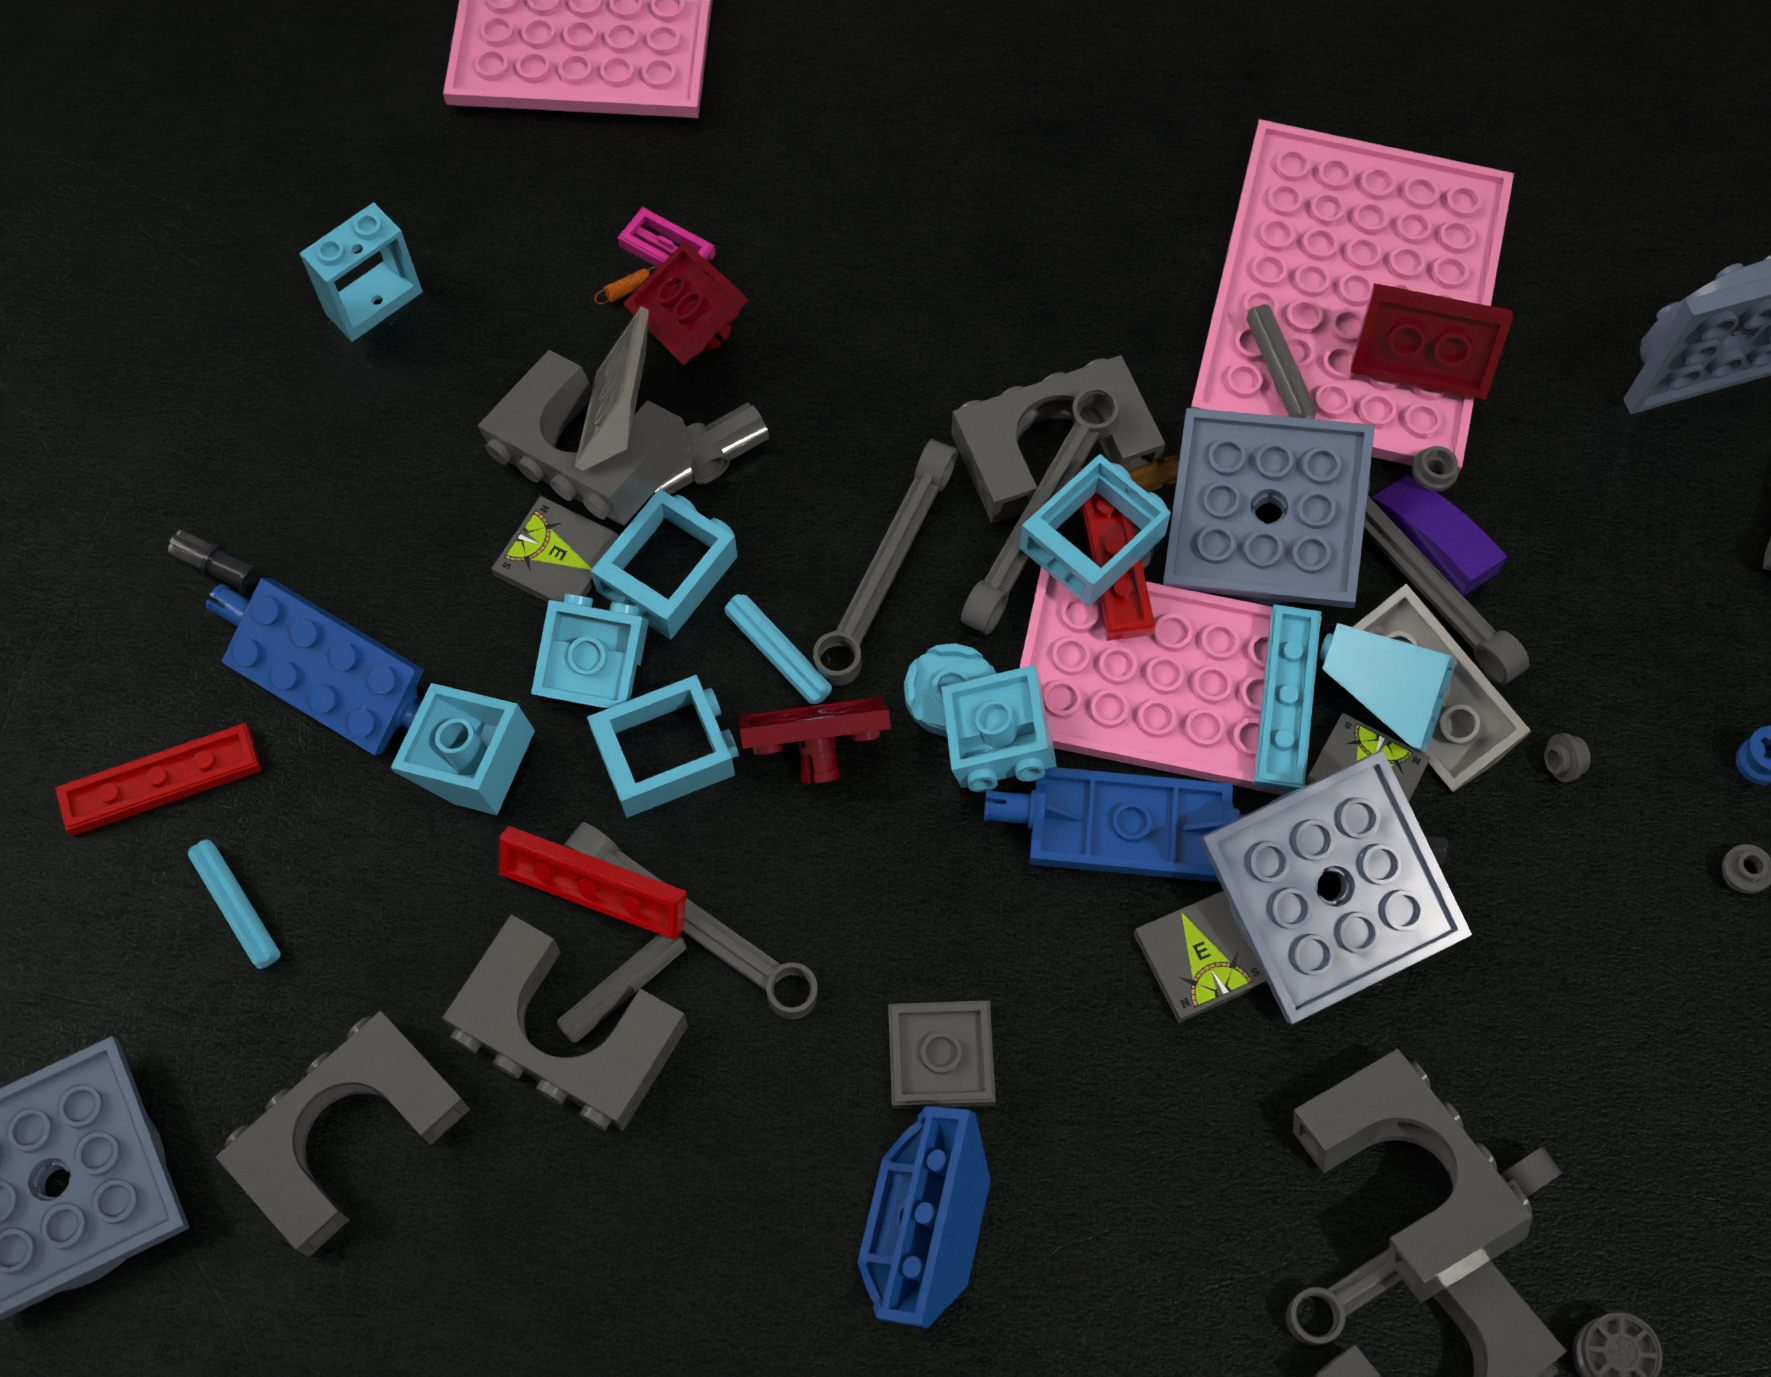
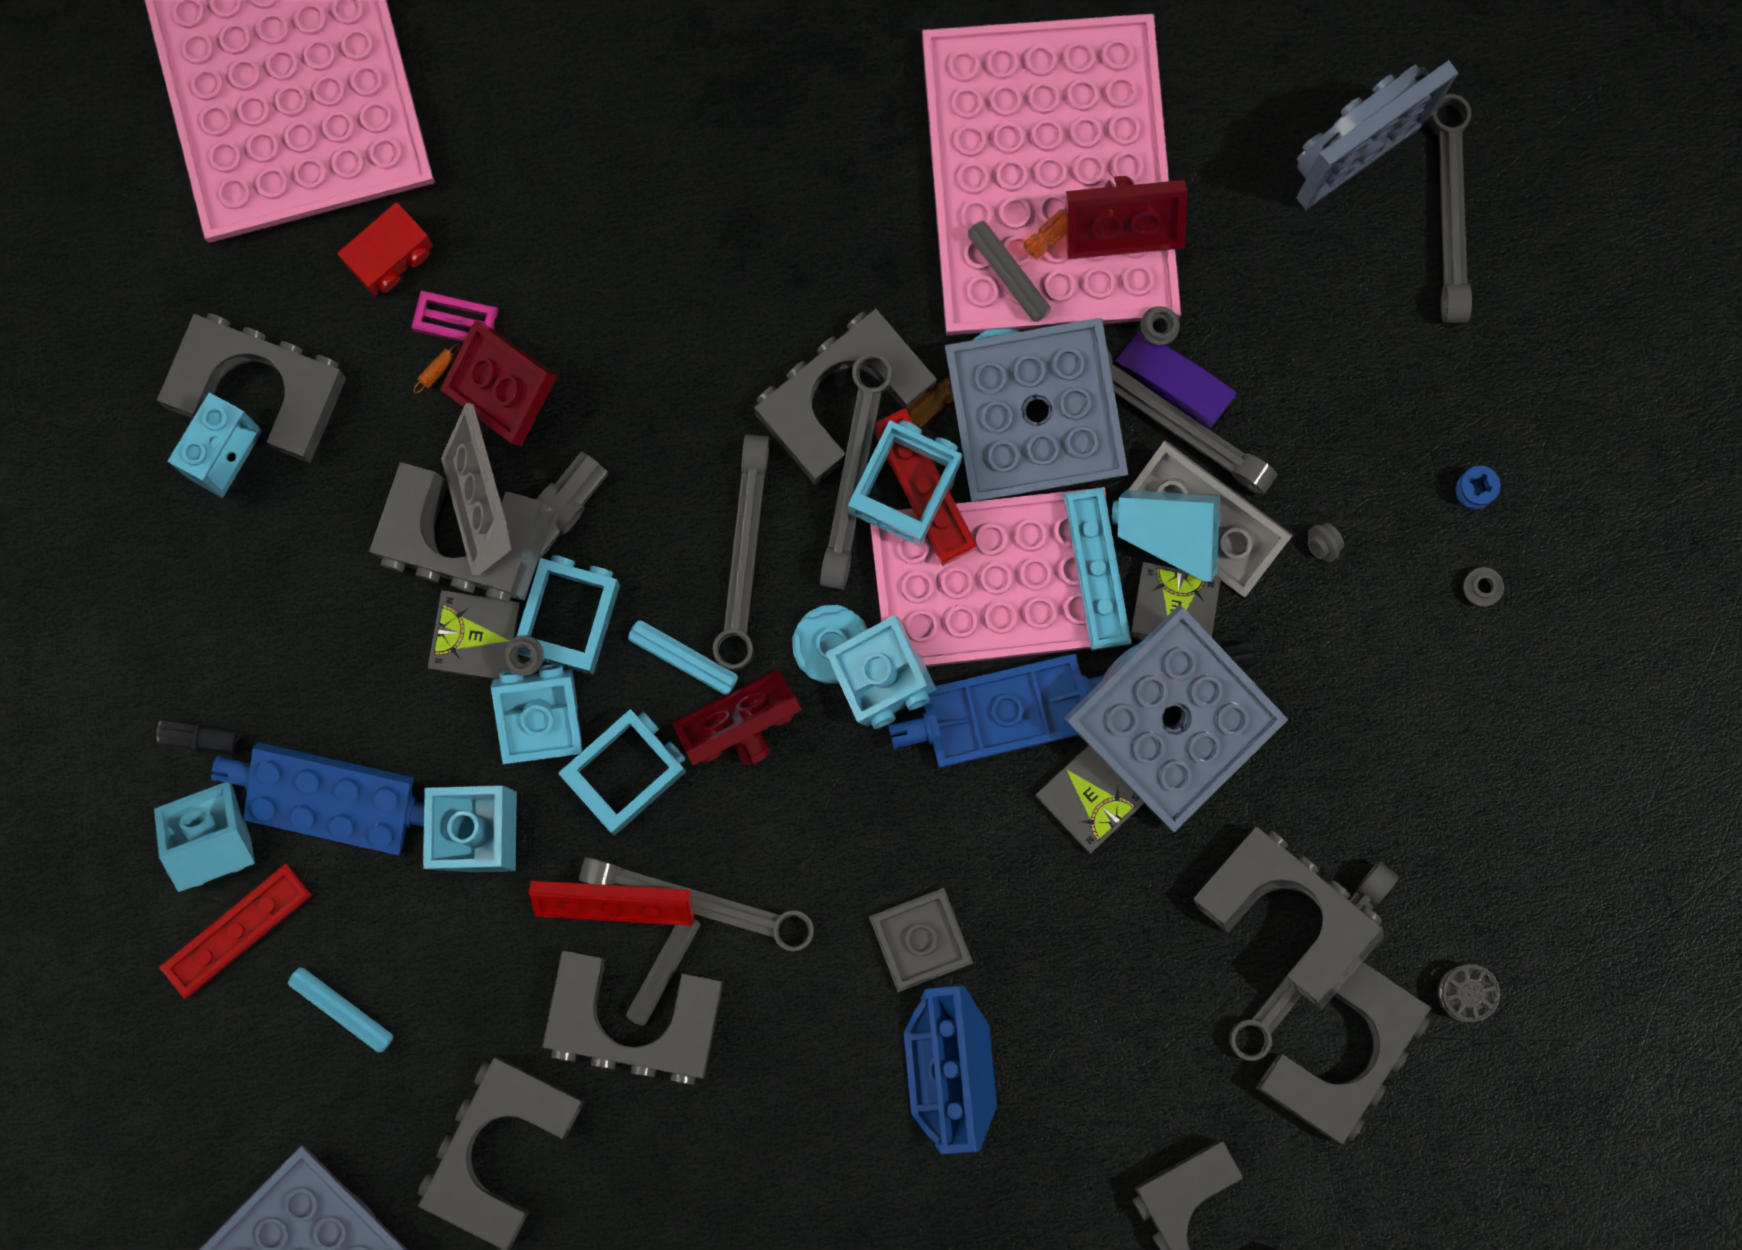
camera: 20 degrees left, 15 degrees up
(167, 665) = (203, 837): none -> medium azure slope
(487, 256) = (214, 349): none -> dark grey arch
(589, 568) = (512, 660): none -> dark grey plate
(621, 157) = (386, 250): none -> red brick
(1338, 341) = (1047, 235): none -> clear orange axle

